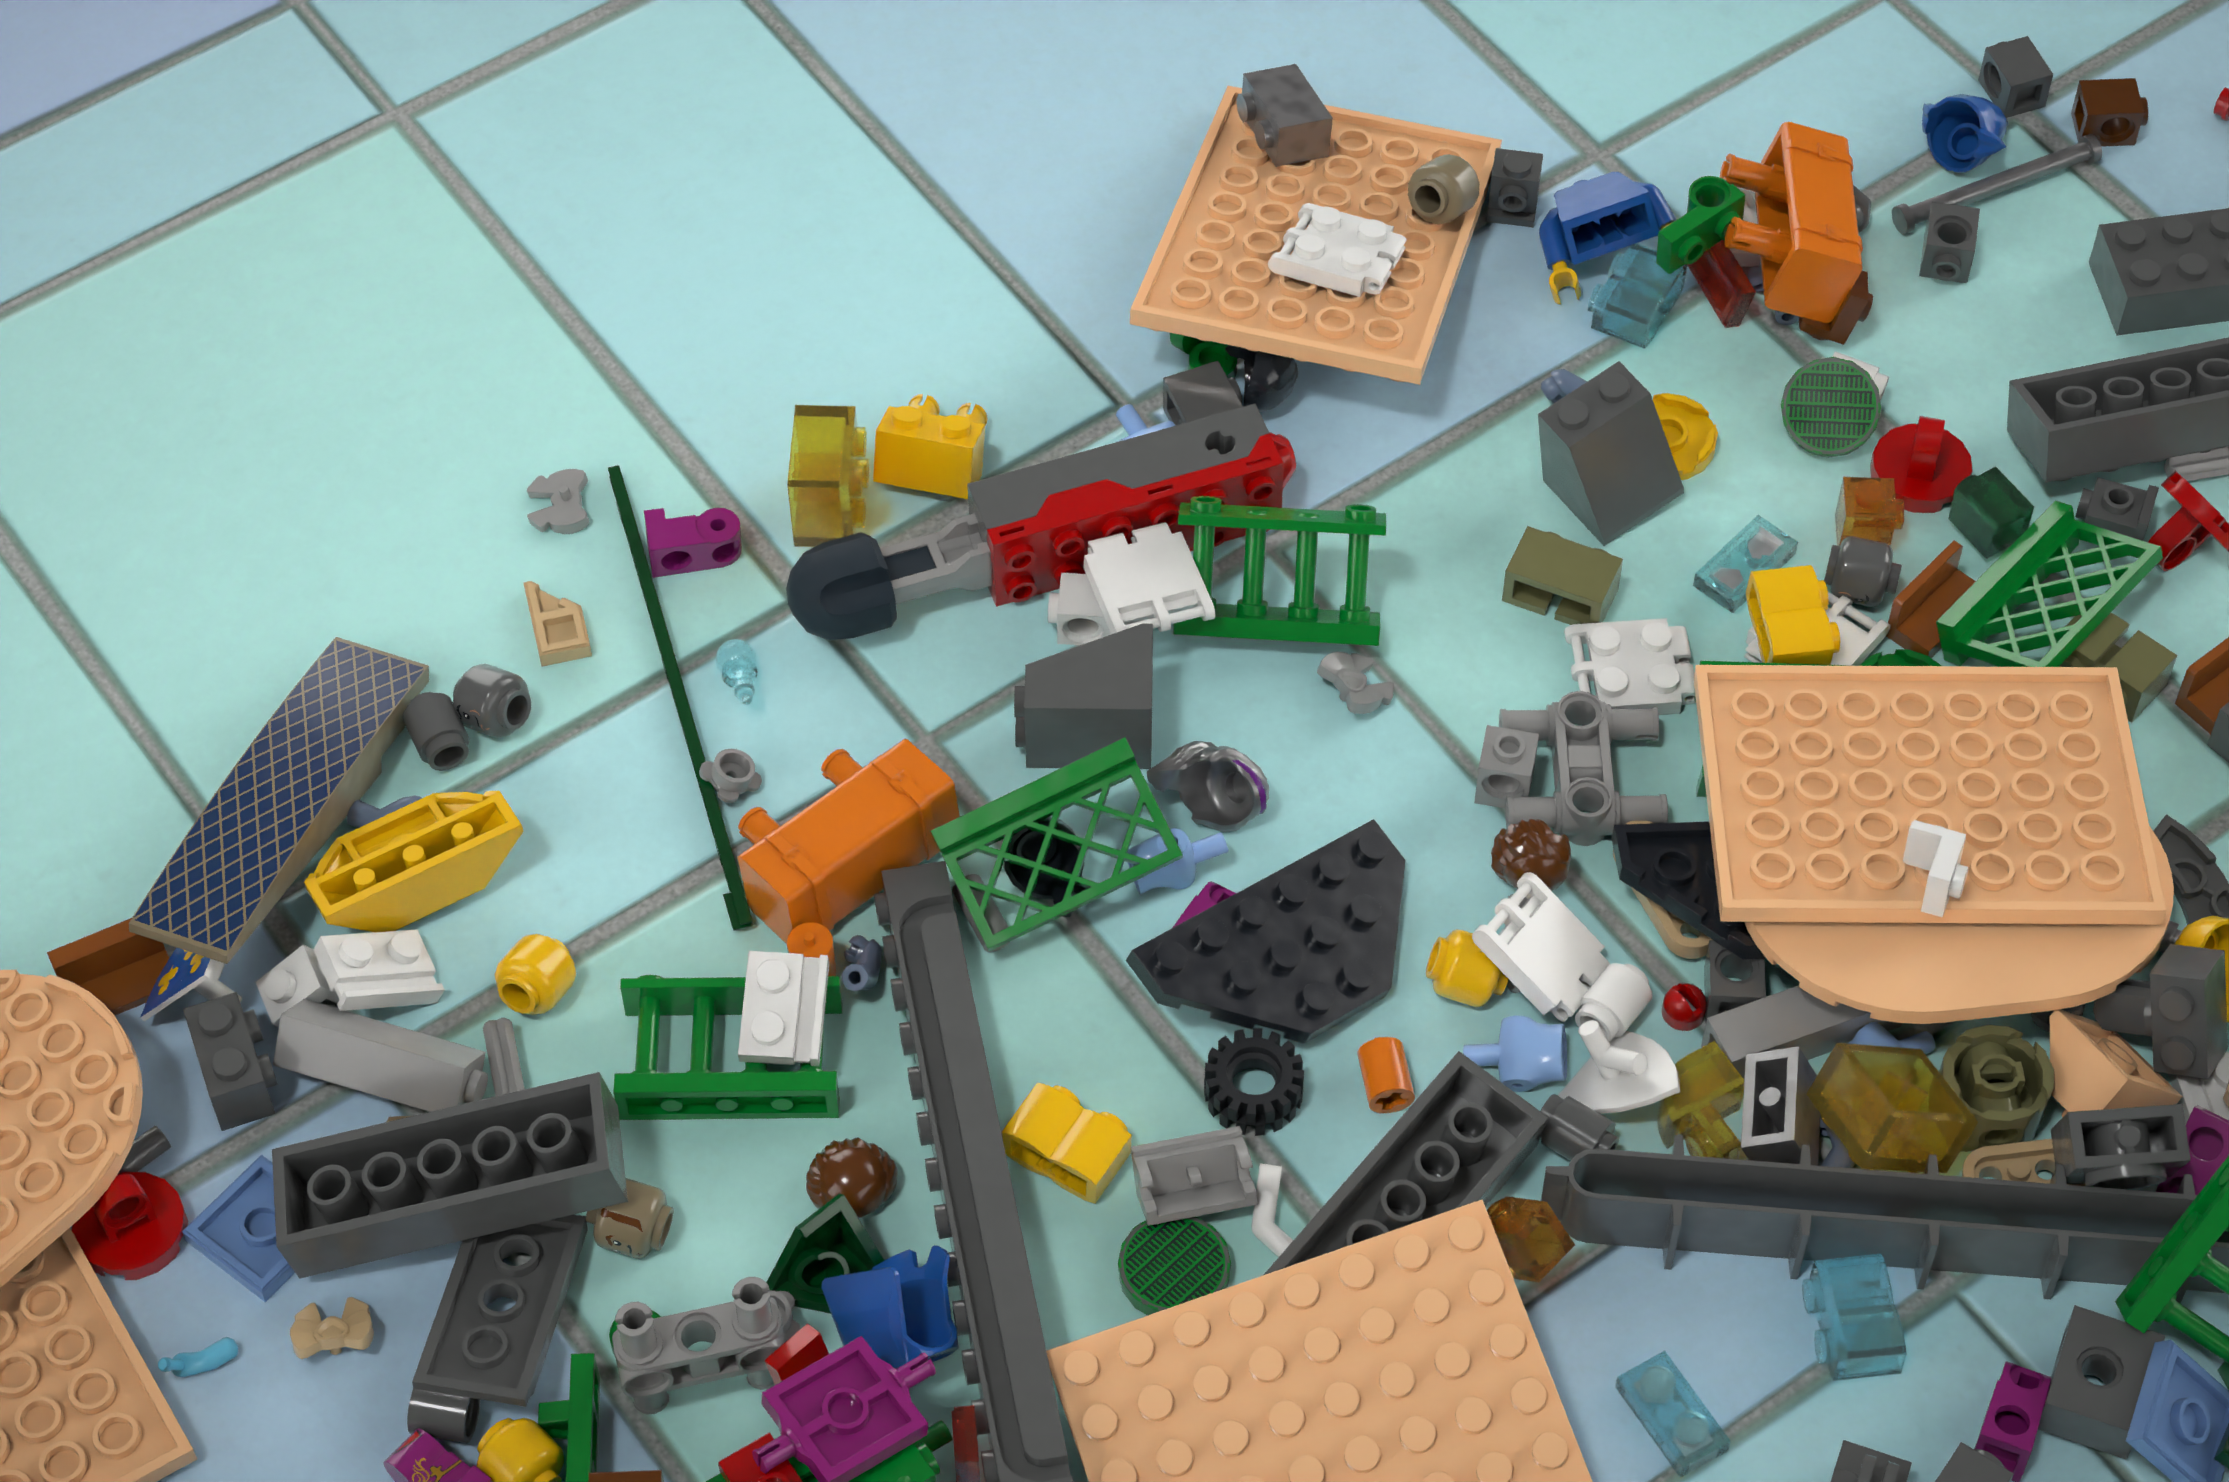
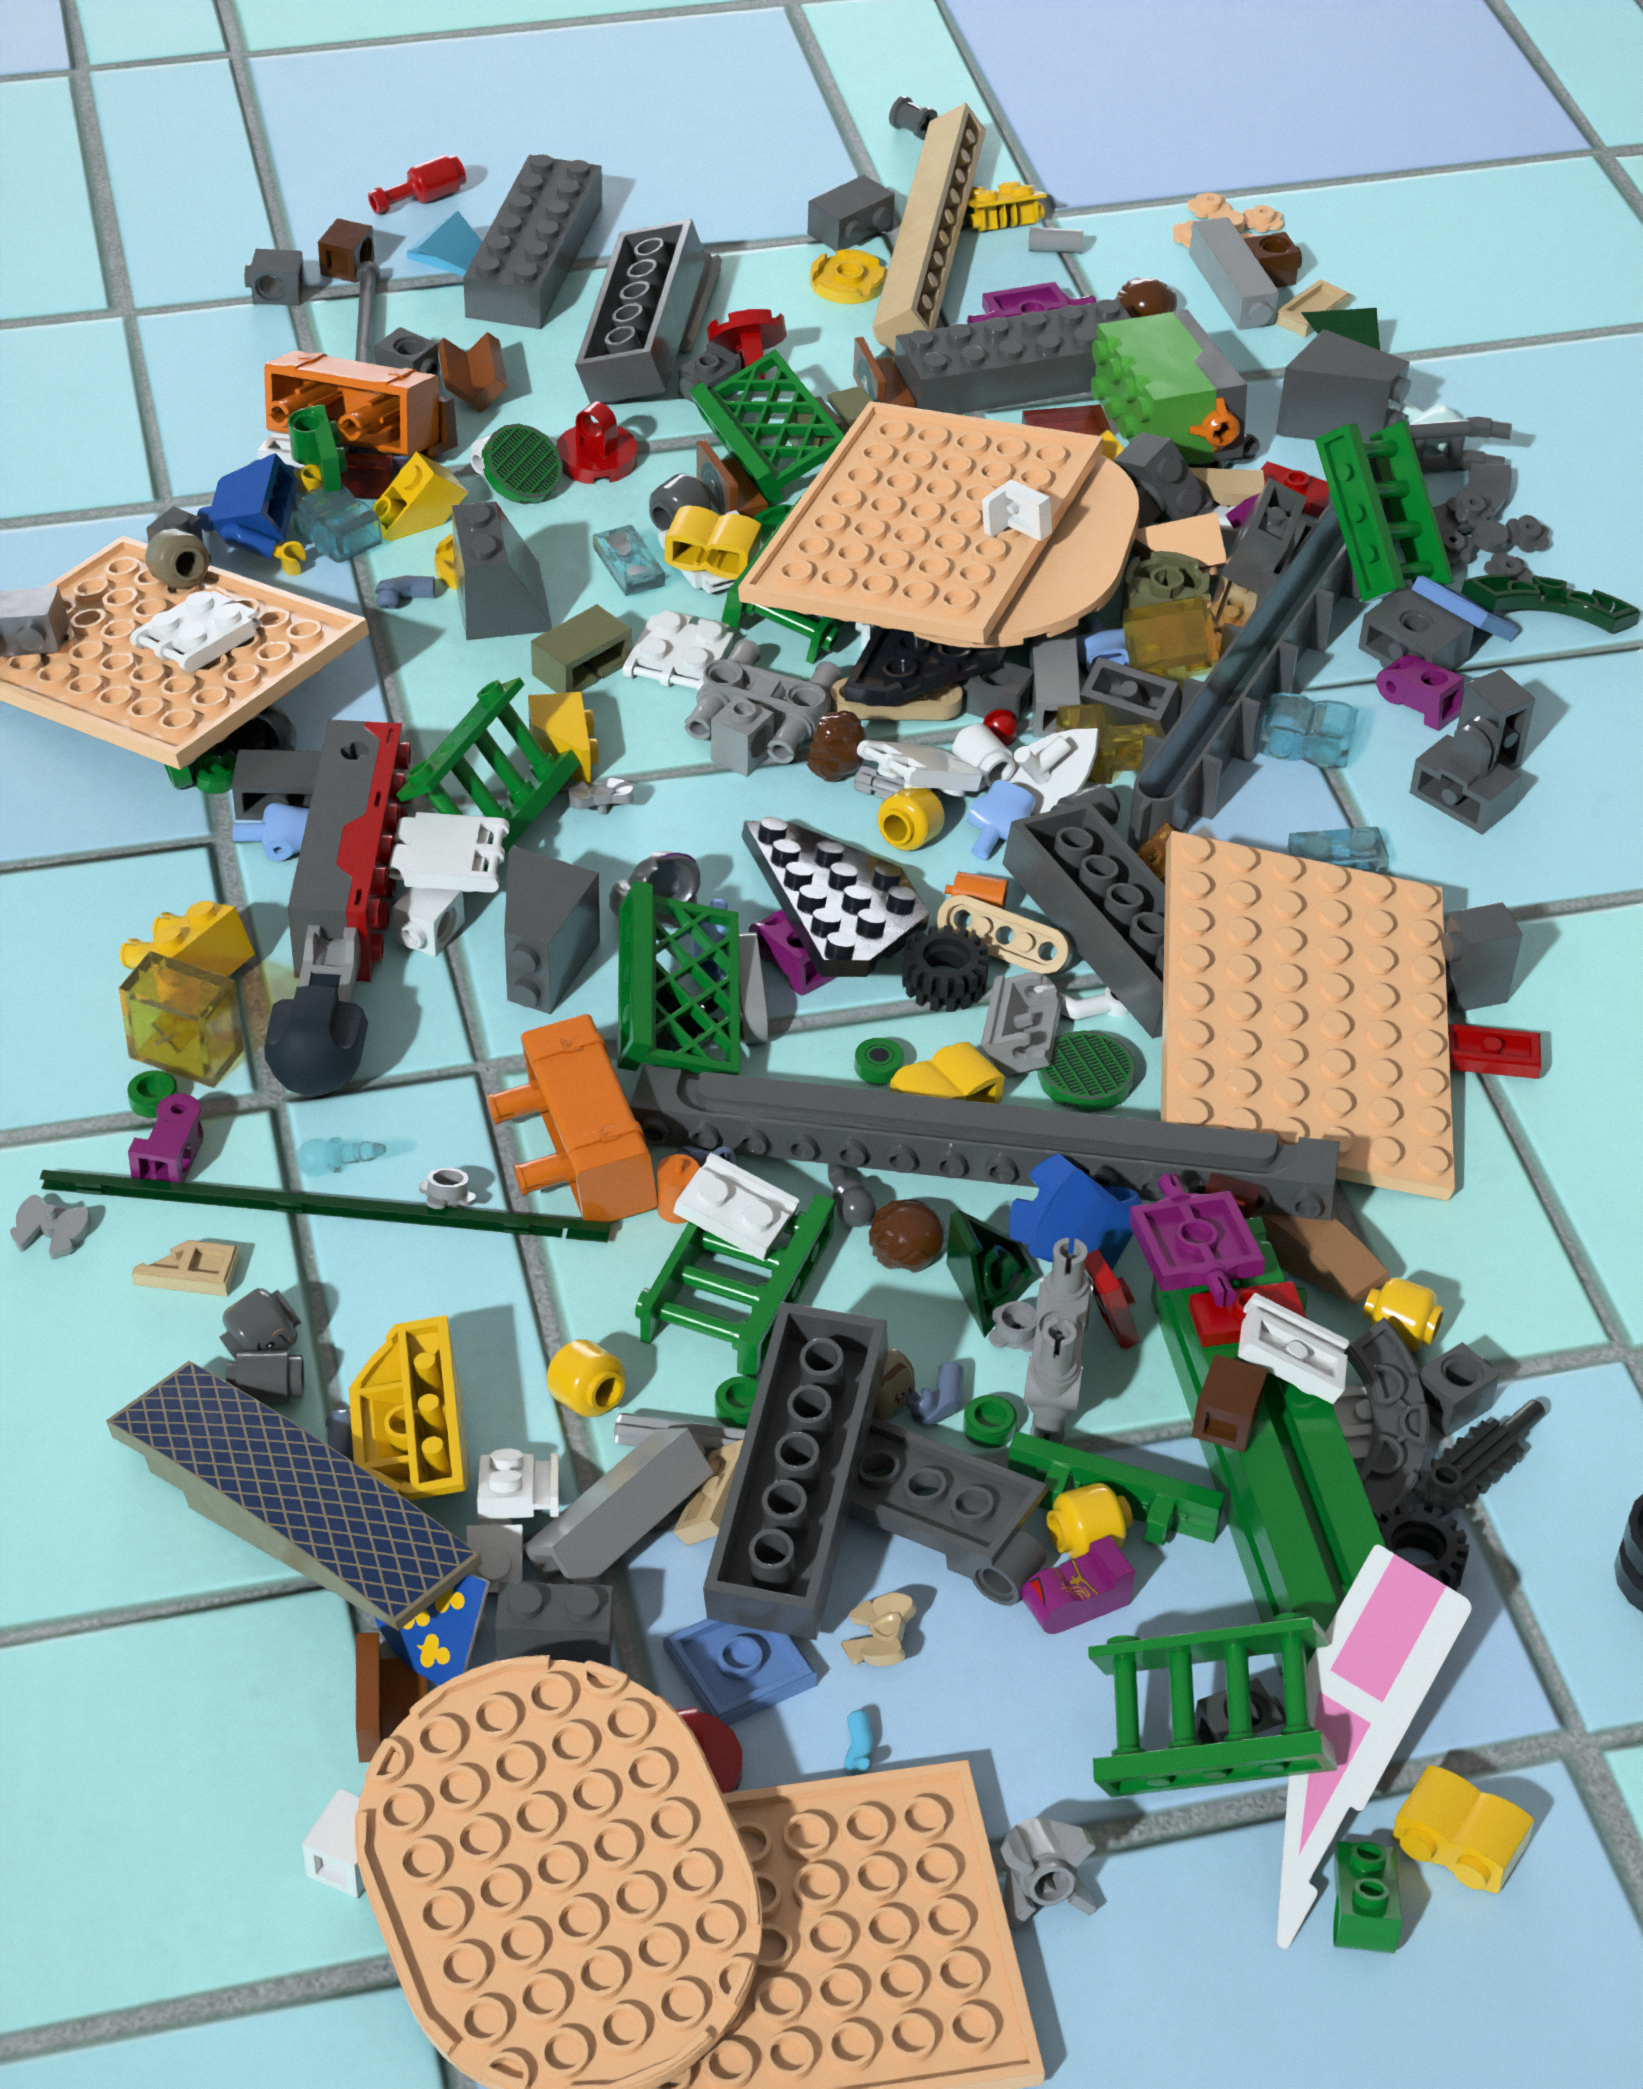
camera: 70 degrees left, 10 degrees down
(644, 1286) = (941, 1402): none -> sand blue arm
(756, 503) = (148, 1090): none -> green tile
(869, 1116) = (852, 1201): none -> dark grey bar
(1092, 1070) = (878, 1060): none -> green tile
(1128, 916) = (751, 991): none -> light grey beam
(1330, 1118) = (1028, 939): none -> tan plate
(1423, 612) = (564, 725): none -> yellow slope
(1718, 345) = (418, 498): none -> yellow slope
(1868, 509) = (629, 484): clear orange brick -> none
(1963, 131) = (316, 313): blue hat -> none
(1967, 300) = (475, 375): none -> dark orange panel
(1990, 511) = (670, 426): clear green brick -> none
(2176, 188) = (448, 245): none -> medium azure slope

